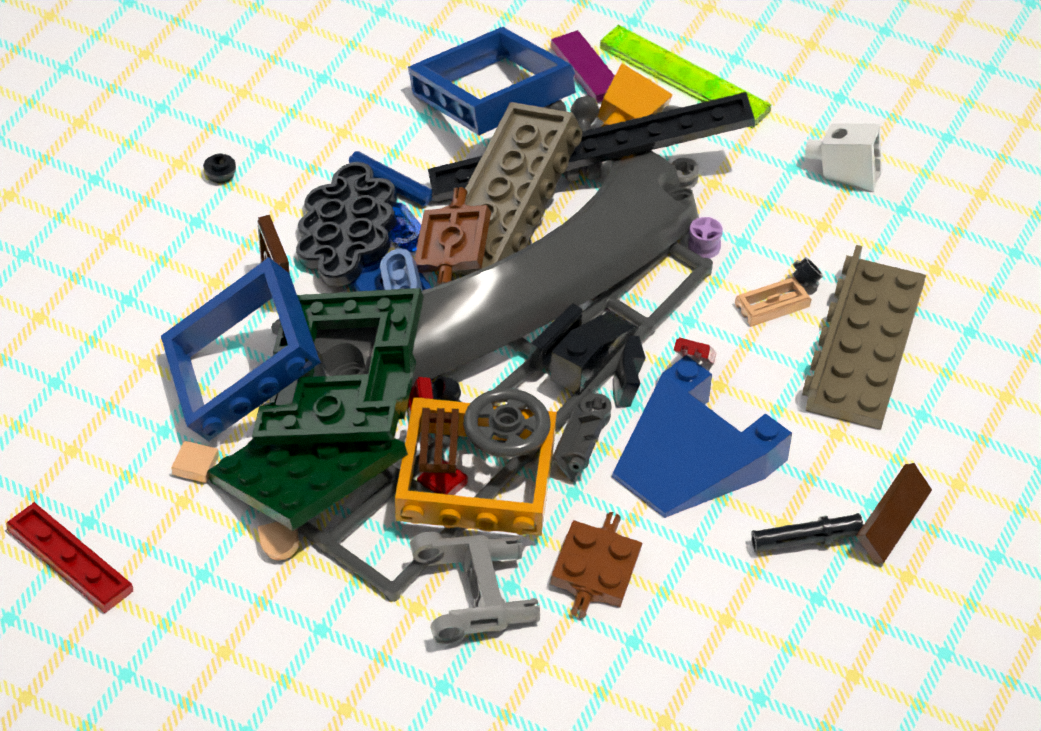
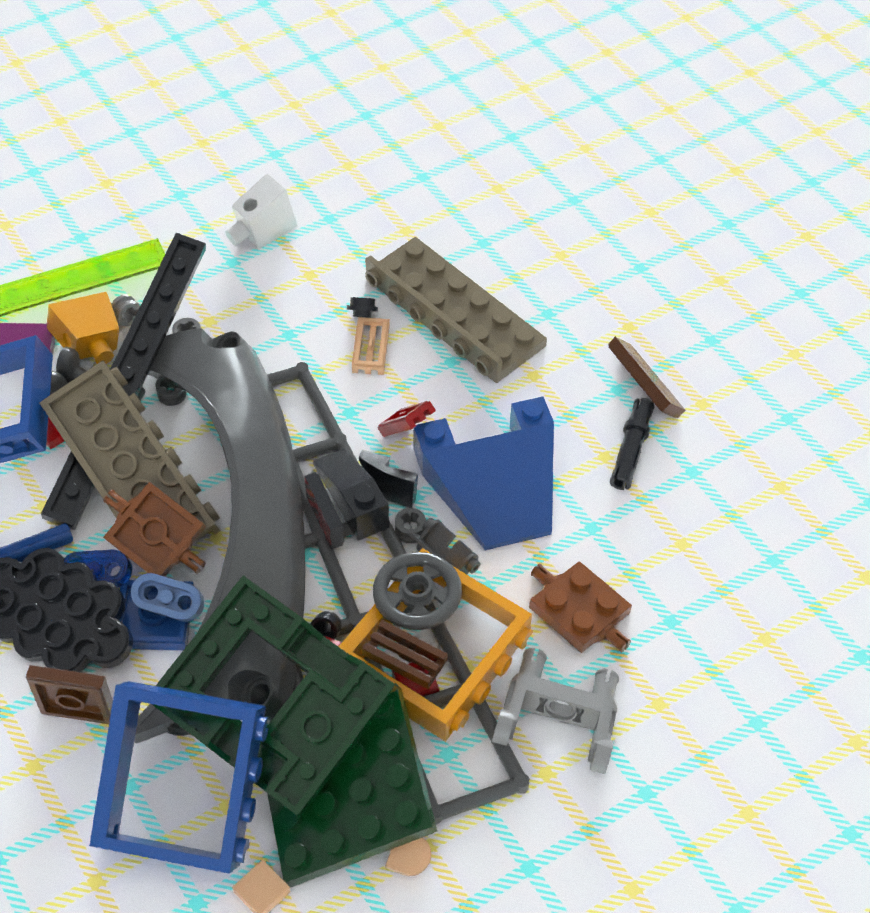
camera: 60 degrees left, 5 degrees up
(705, 237) = (274, 352): lavender wheel -> none

